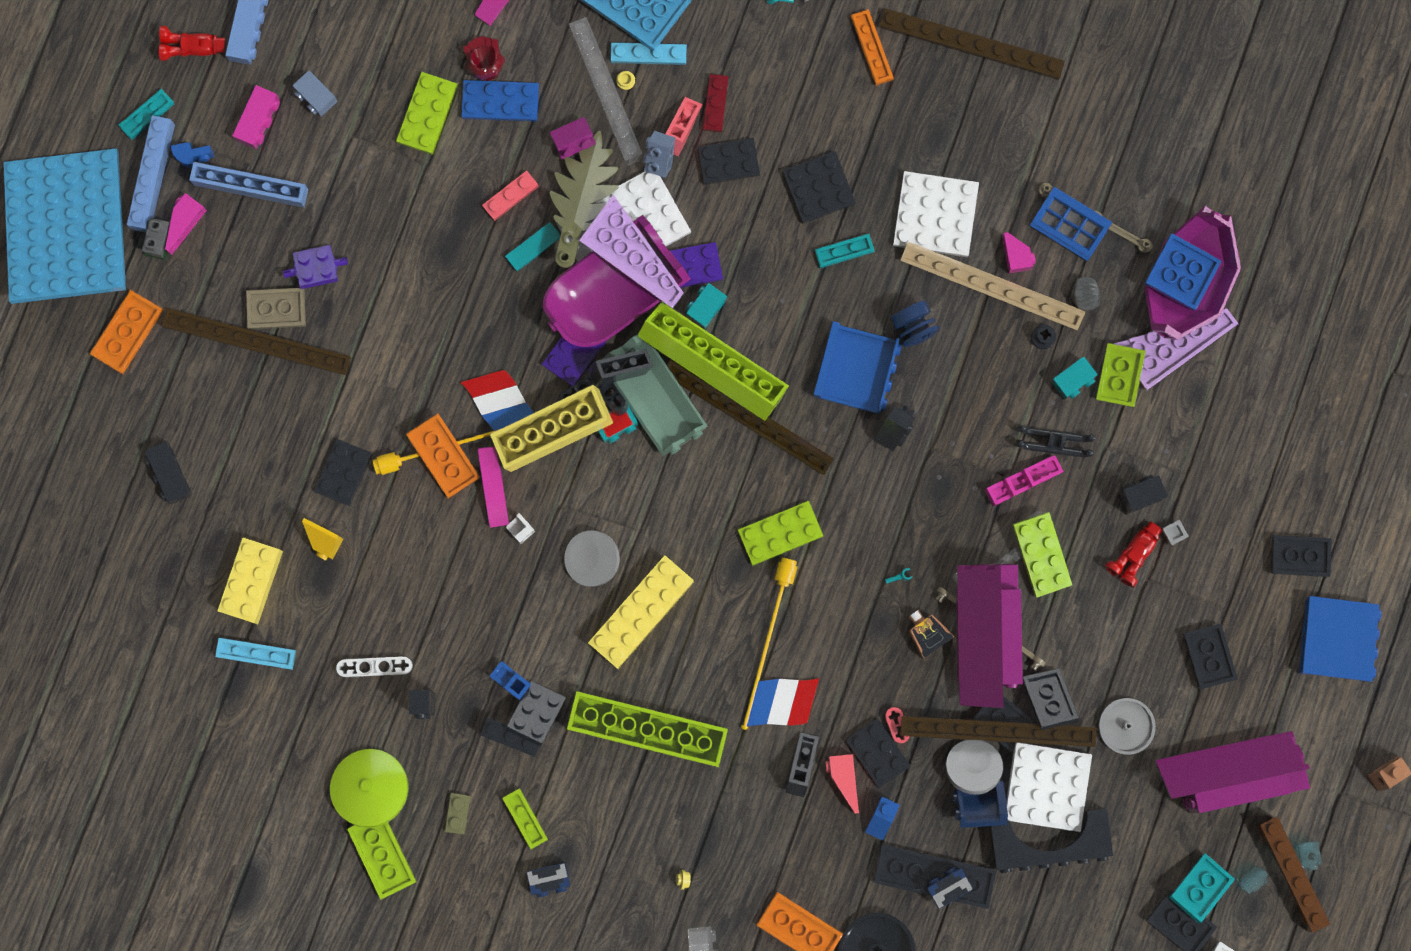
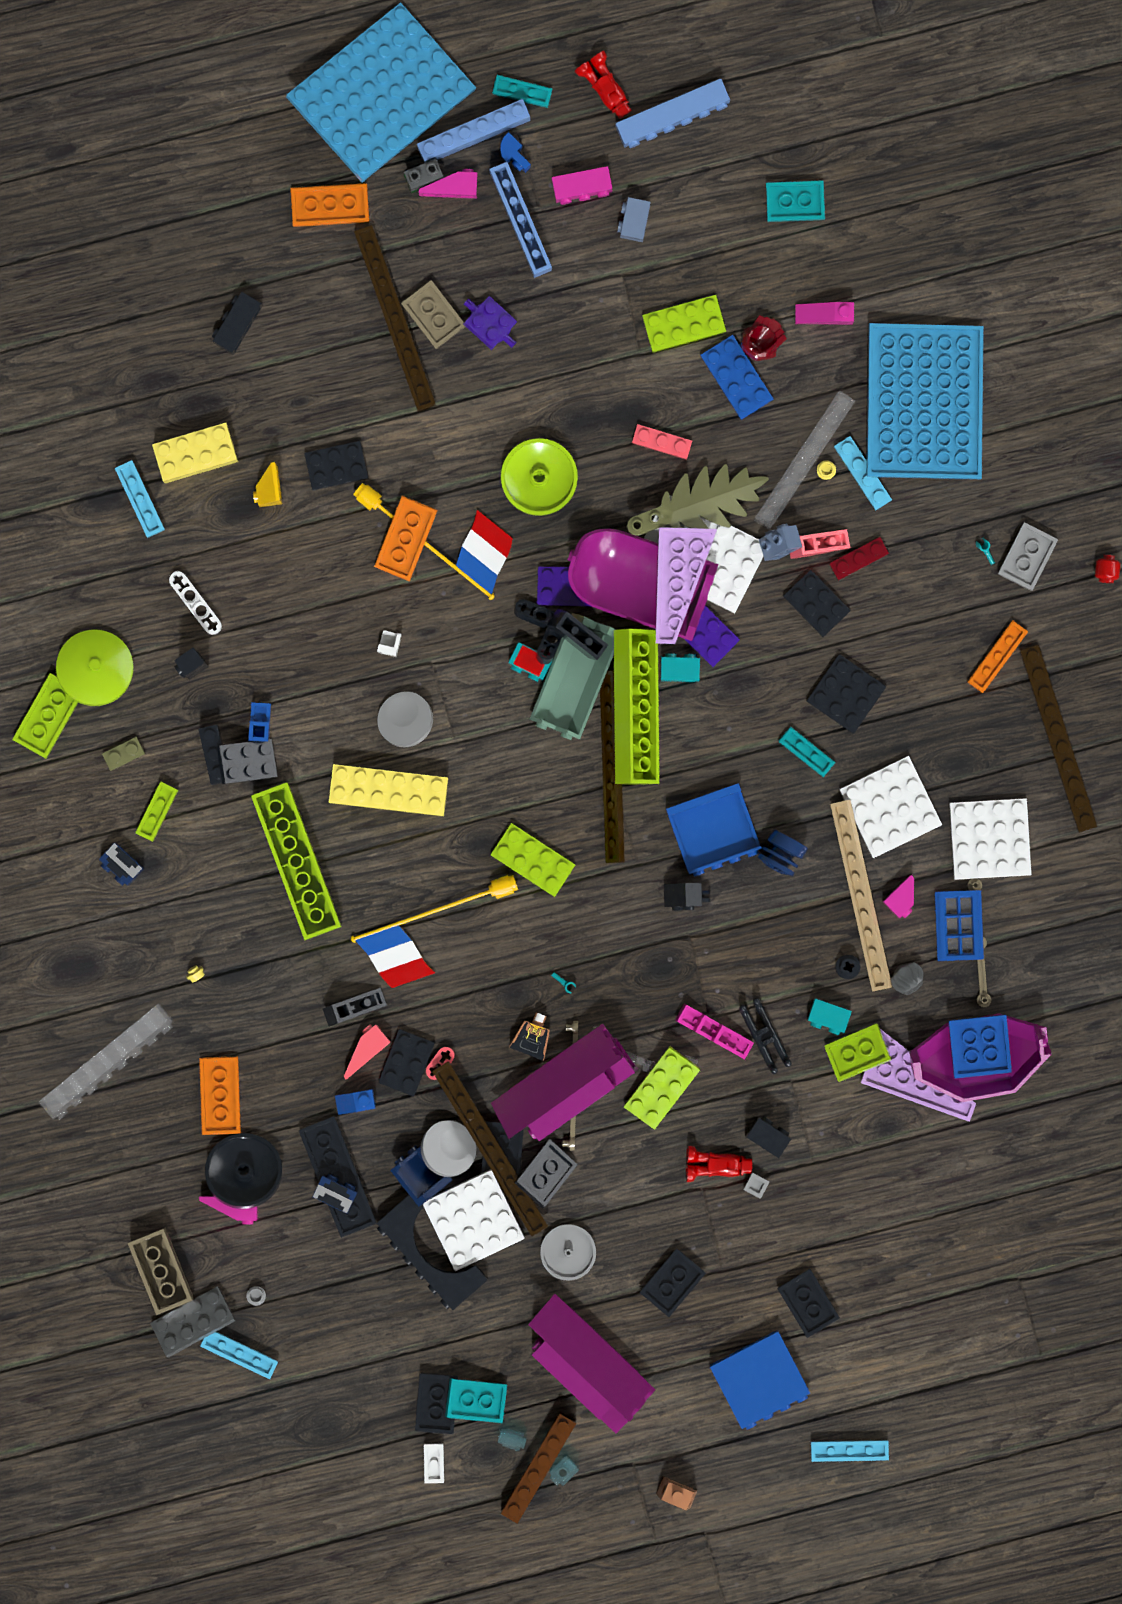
camera: 55 degrees right, 5 degrees up
(469, 312) = (539, 477): none -> lime dish
(493, 486) = (409, 597): dark pink slope -> none
(533, 247) = (632, 491): teal tile -> none
(551, 428) = (488, 612): light yellow brick -> none
(572, 138) = (745, 460): magenta brick -> none
(1016, 152) = (990, 839): none -> white plate

